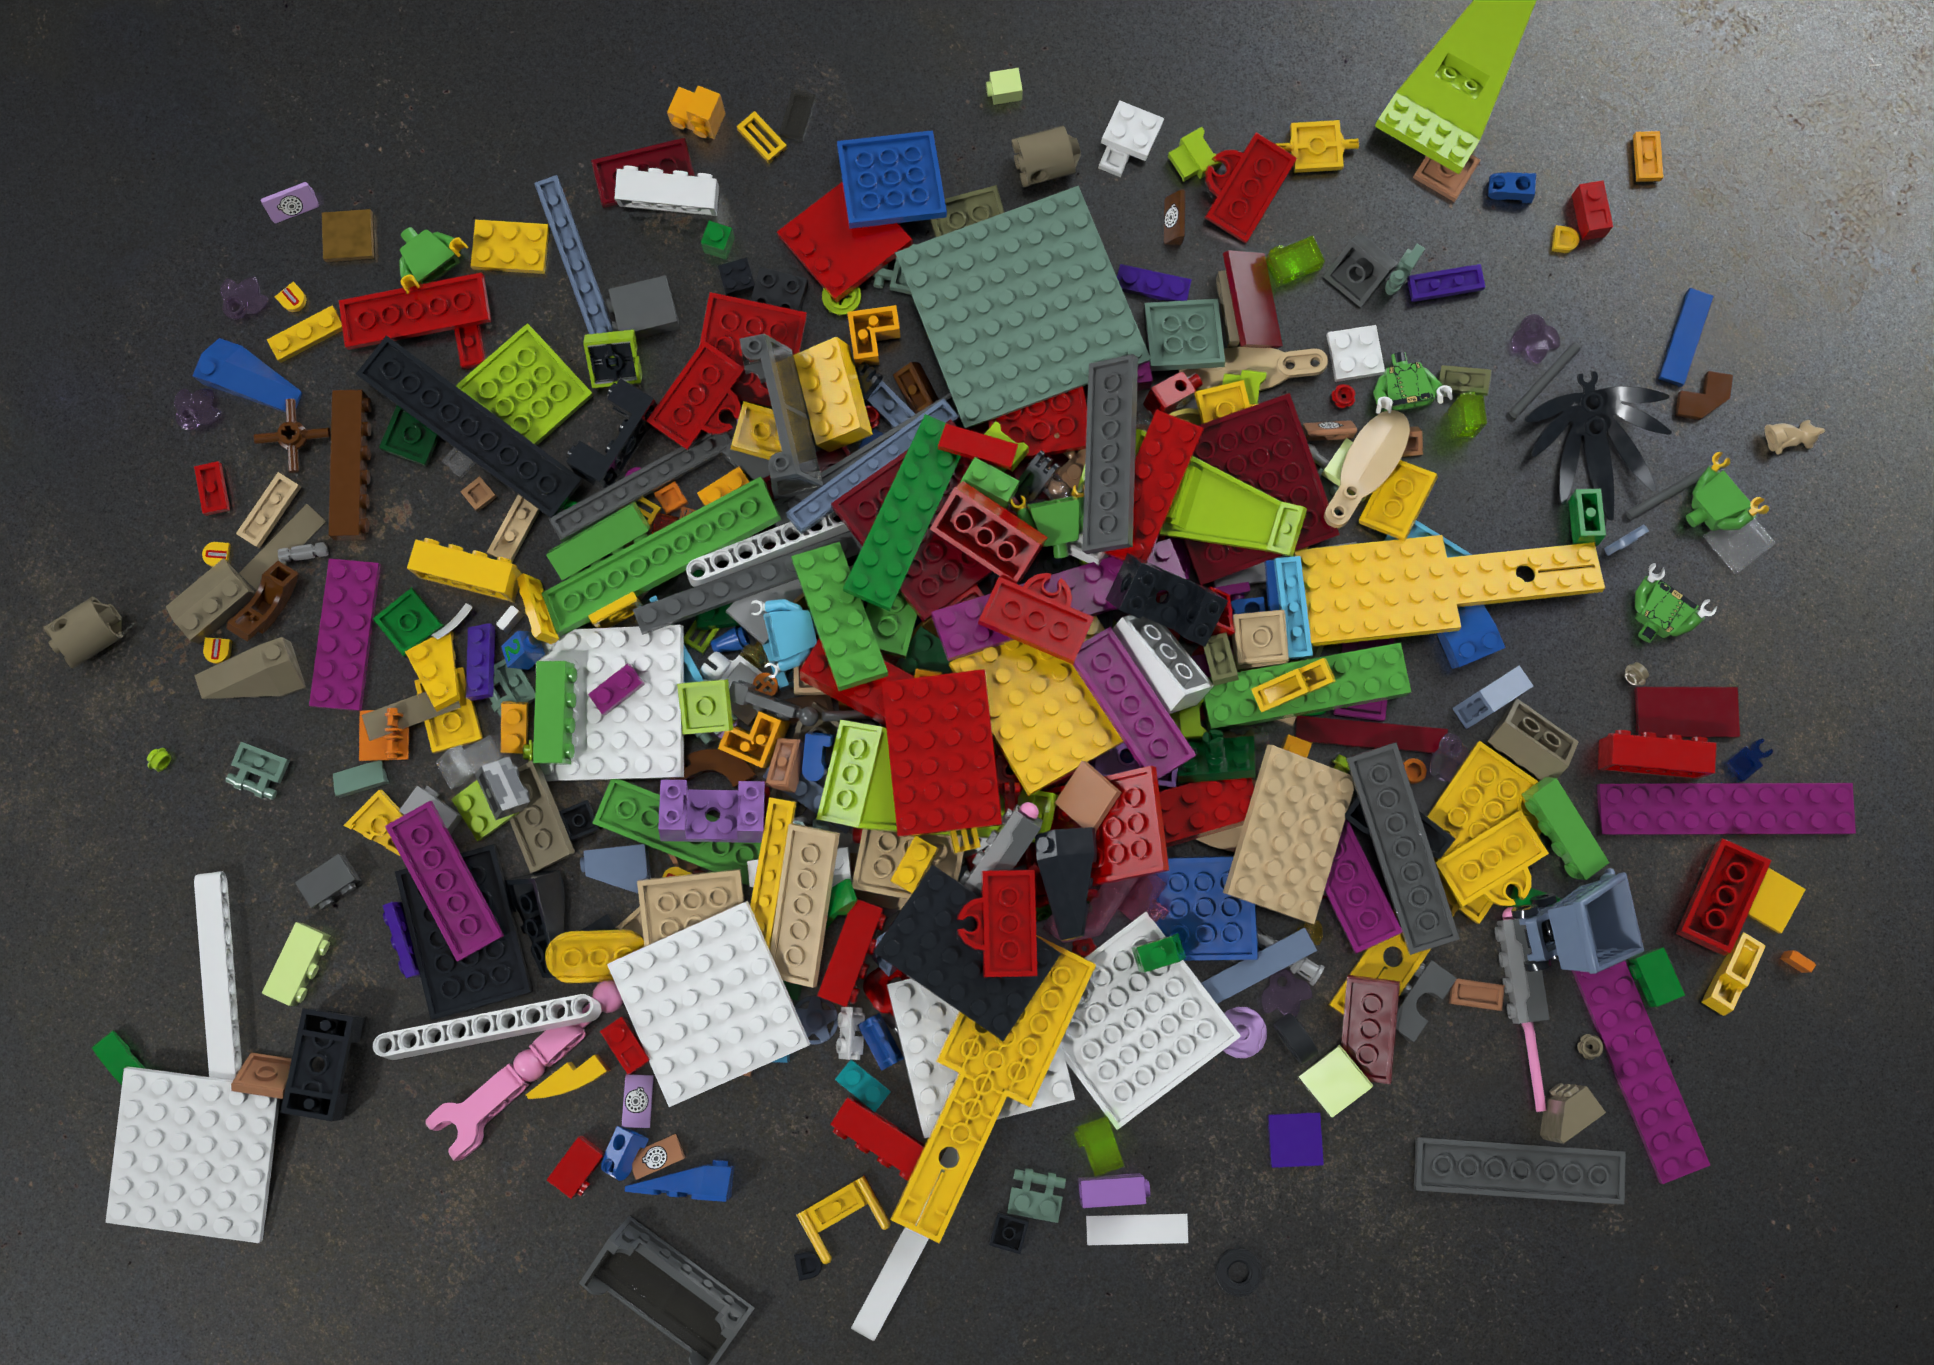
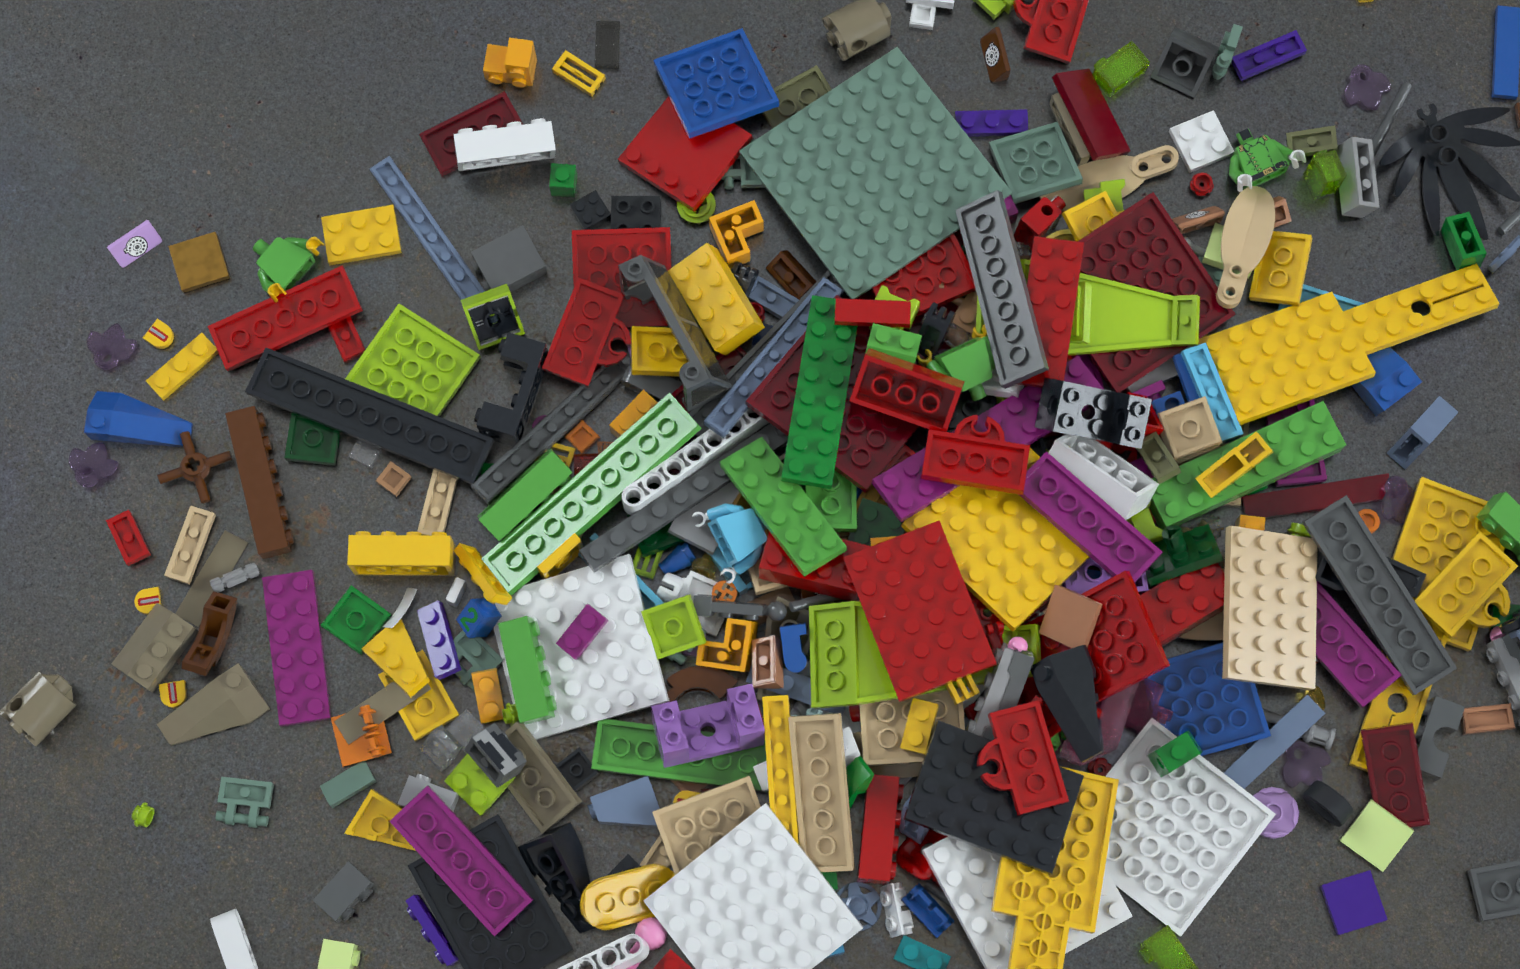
camera: 15 degrees left, 5 degrees down
(1499, 436) = (1359, 187): none -> light grey brick
(1533, 741) = (1472, 465): dark tan slope -> none

